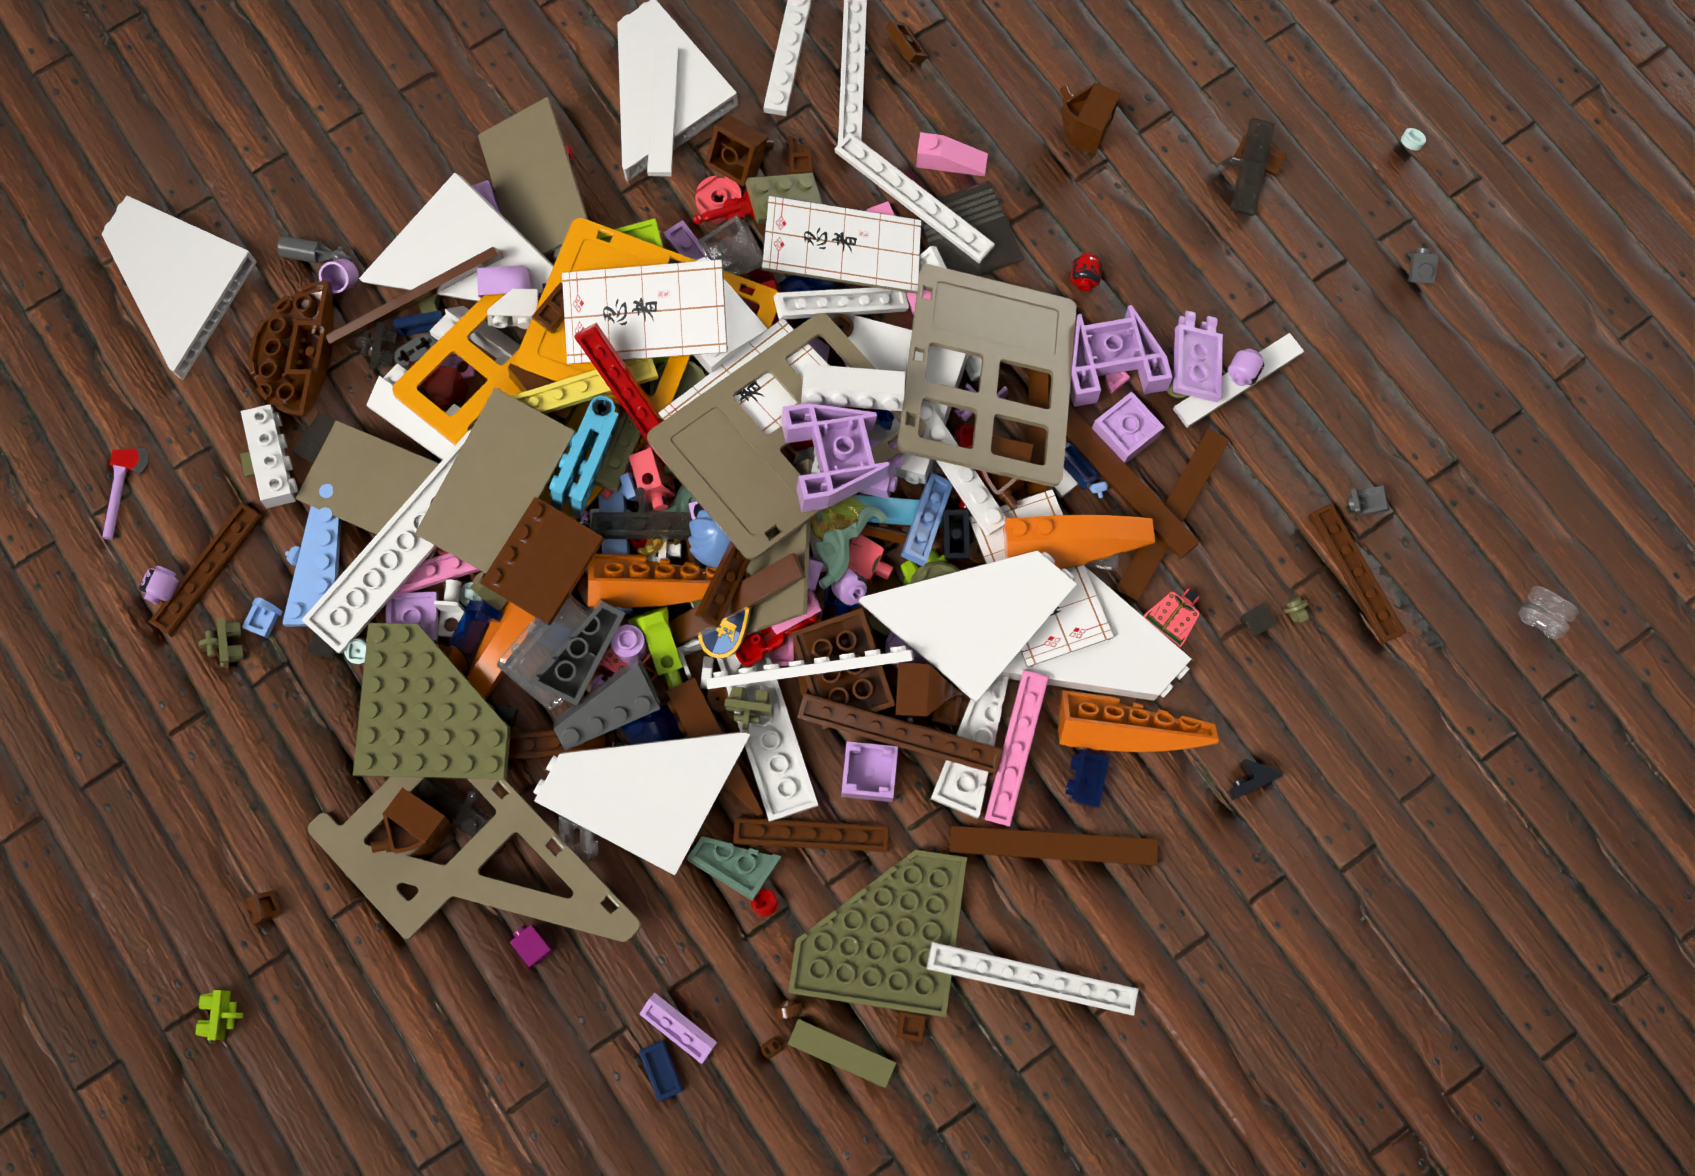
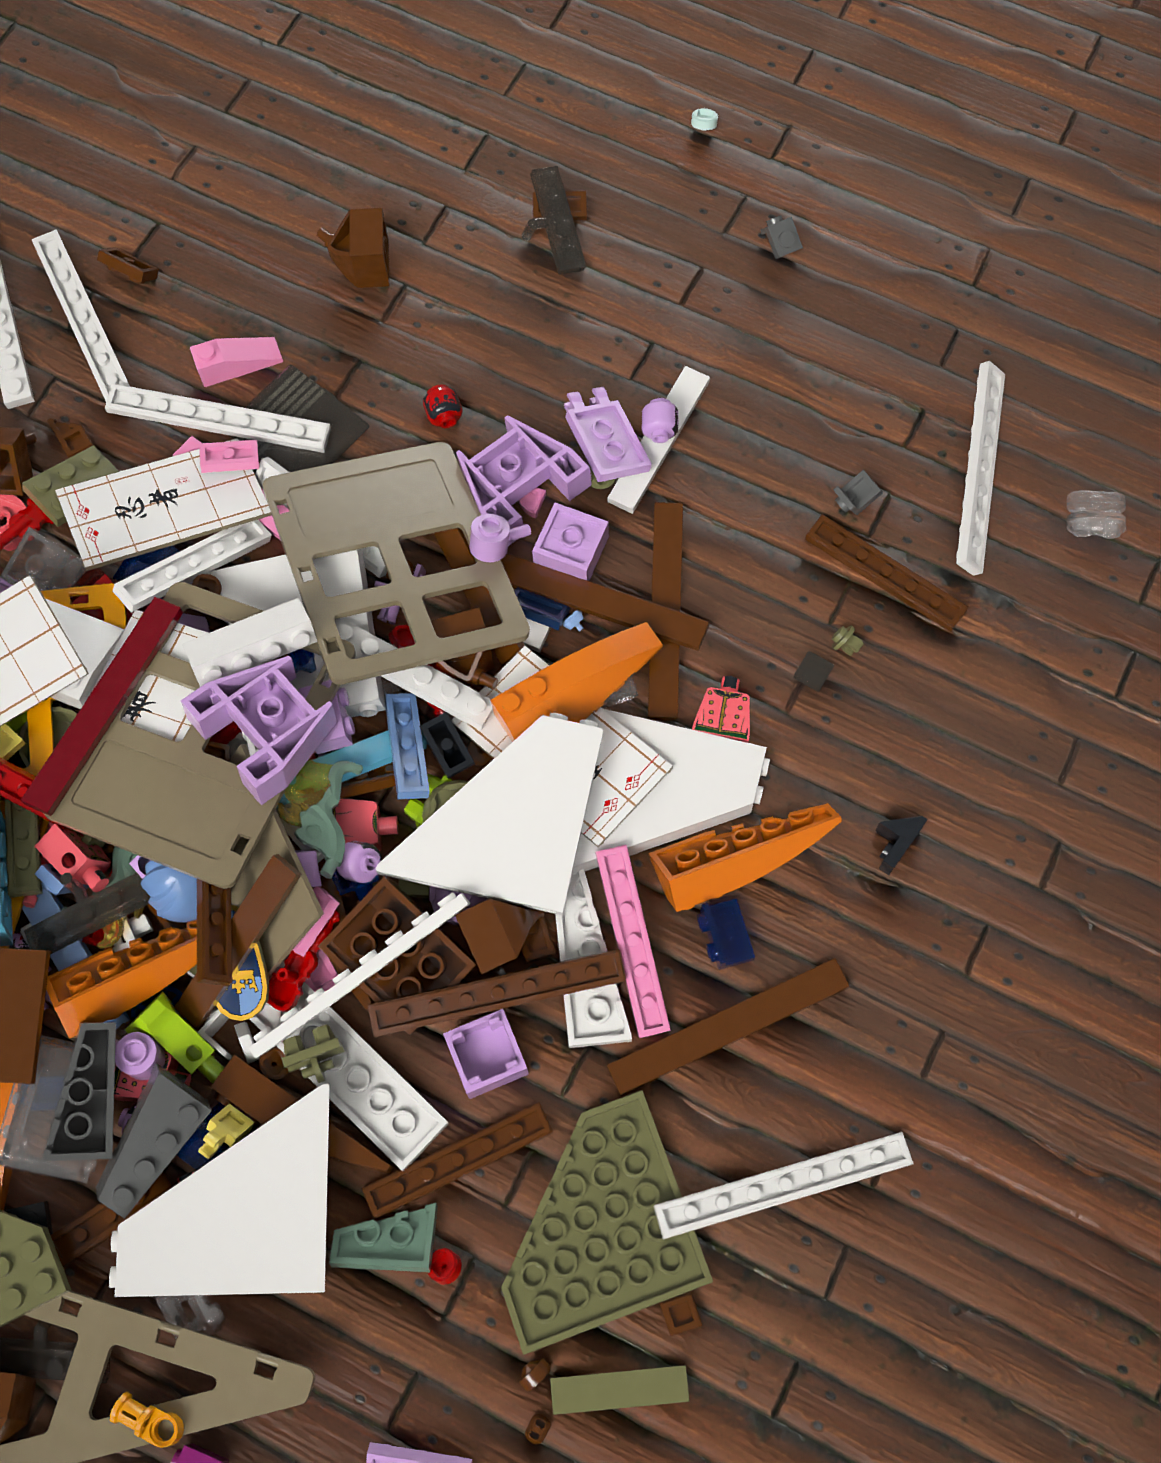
camera: 25 degrees left, 5 degrees down
(513, 894) = (145, 1420): none -> light orange connector
(664, 725) = (225, 1127): none -> light yellow plate
(726, 379) = (101, 707): none -> dark red tile
(907, 232) = (229, 456): none -> bright pink plate
(1070, 394) = (491, 537): none -> lavender piece
(1477, 530) = (980, 469): none -> white plate

